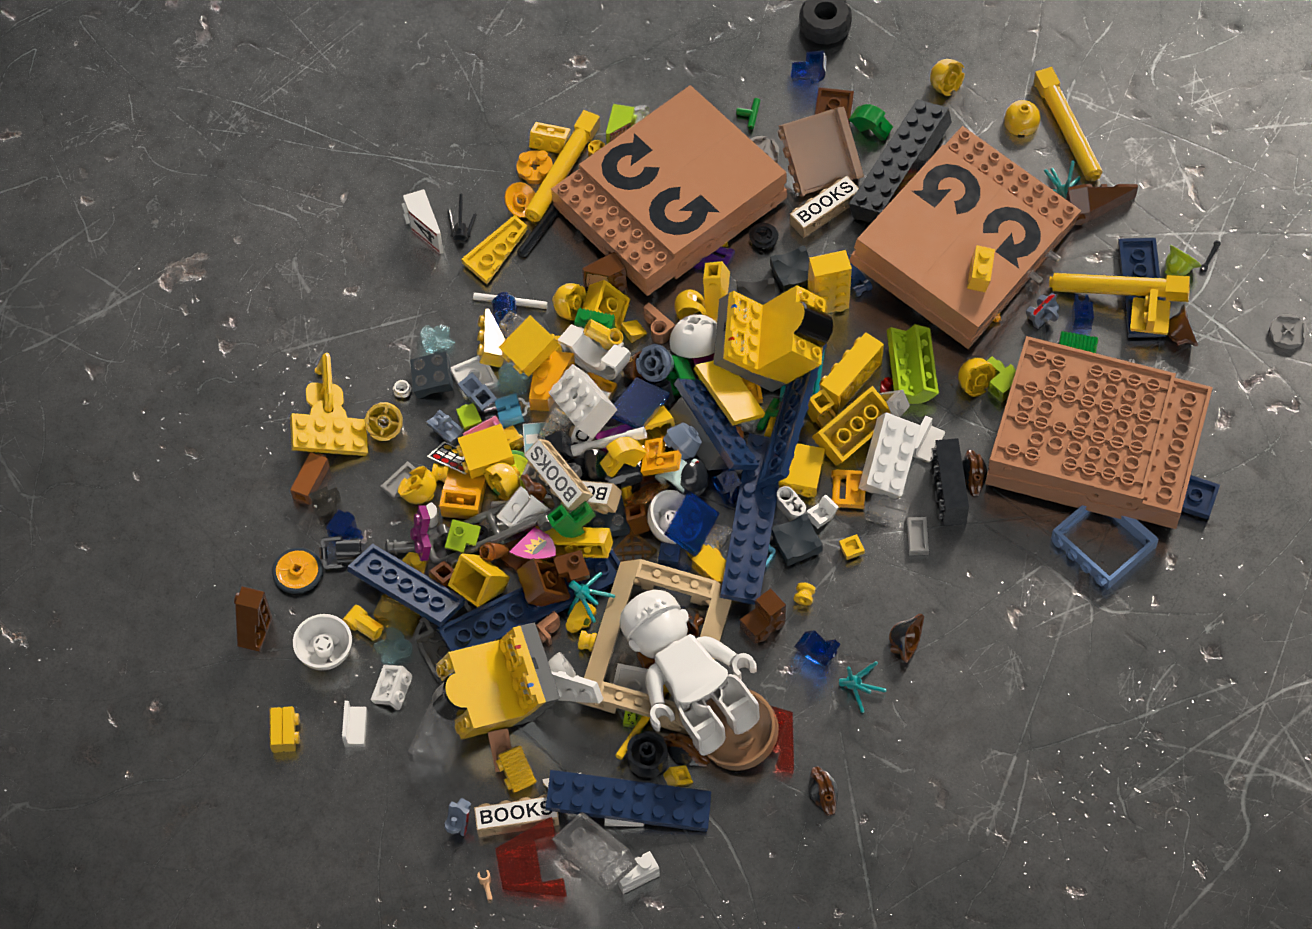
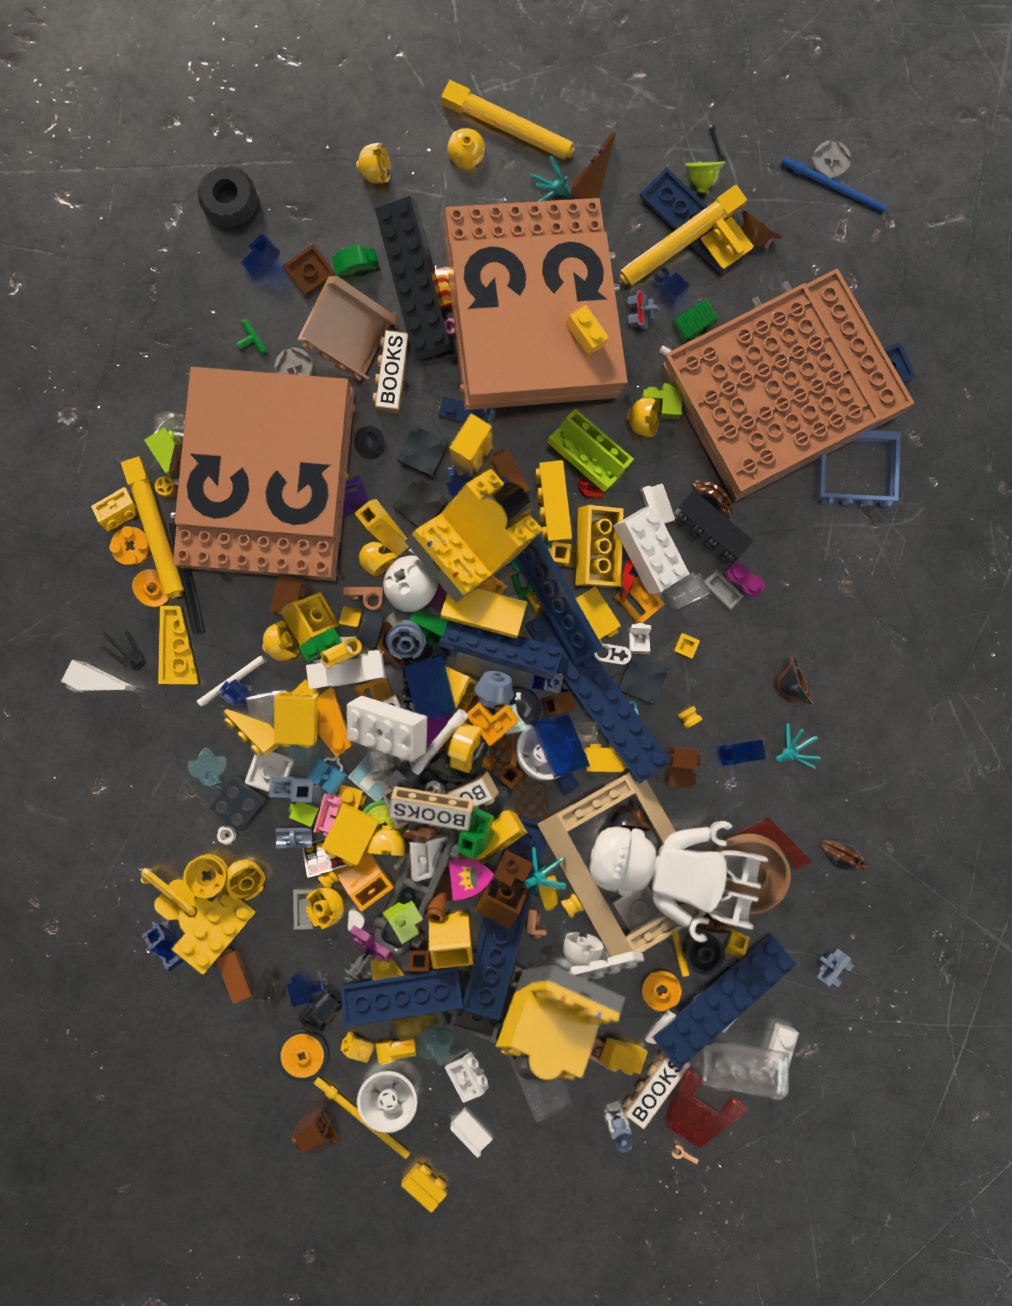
camera: 55 degrees left, 25 degrees up
(284, 408) = (161, 941): none -> clear blue brick
(289, 613) = (331, 1093): none -> yellow bar
(339, 598) = (357, 1048): none -> yellow bracket
(357, 388) = (195, 880): none -> yellow wheel
(593, 745) = (666, 1000): none -> light orange plate
(638, 340) = (369, 628): none -> black wheel
(719, 499) = (557, 704): none -> reddish brown brick
(723, 859) = (833, 967): none -> sand blue hips
(841, 334) = (506, 466): none -> dark orange brick
(851, 462) = (626, 580): none -> red slope
(896, 402) = (612, 496): light grey bracket -> none
(939, 539) = (747, 583): none -> magenta brick
(1258, 318) = (799, 168): none -> blue bar

